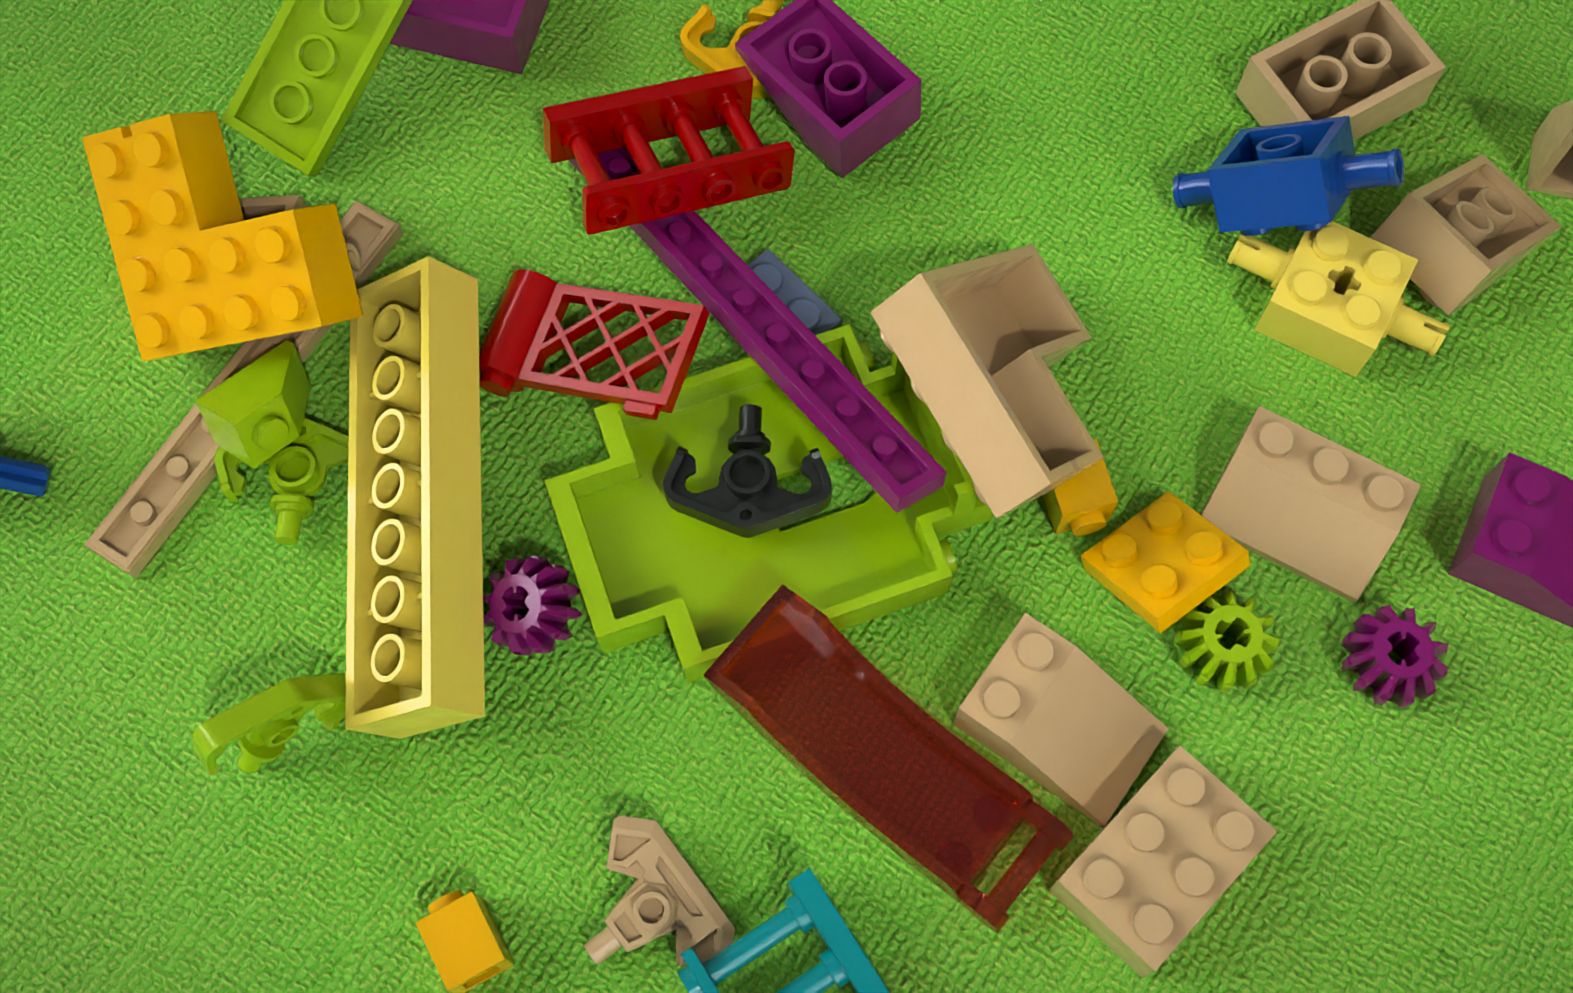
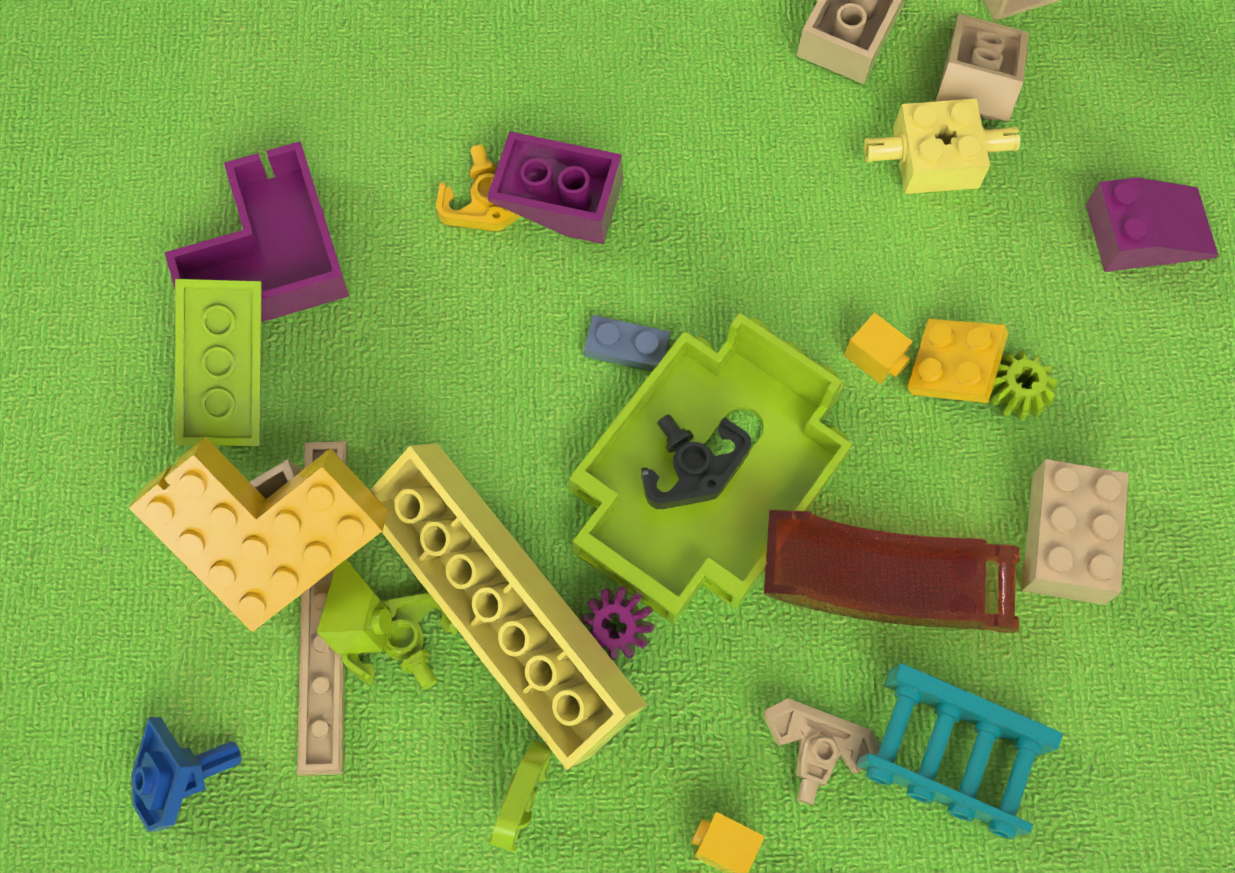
camera: 40 degrees left, 0 degrees up
(527, 331) = (482, 453): red piece -> none
(656, 113) = (476, 261): red fence -> none
(788, 352) = (623, 359): magenta plate -> none
(980, 360) = (783, 298): tan piece -> none
(1060, 720) = (962, 489): tan slope -> none
(1287, 176) = (874, 91): blue brick -> none
(1309, 504) = (1010, 277): tan slope -> none
(1415, 670) = (1113, 336): magenta gear -> none

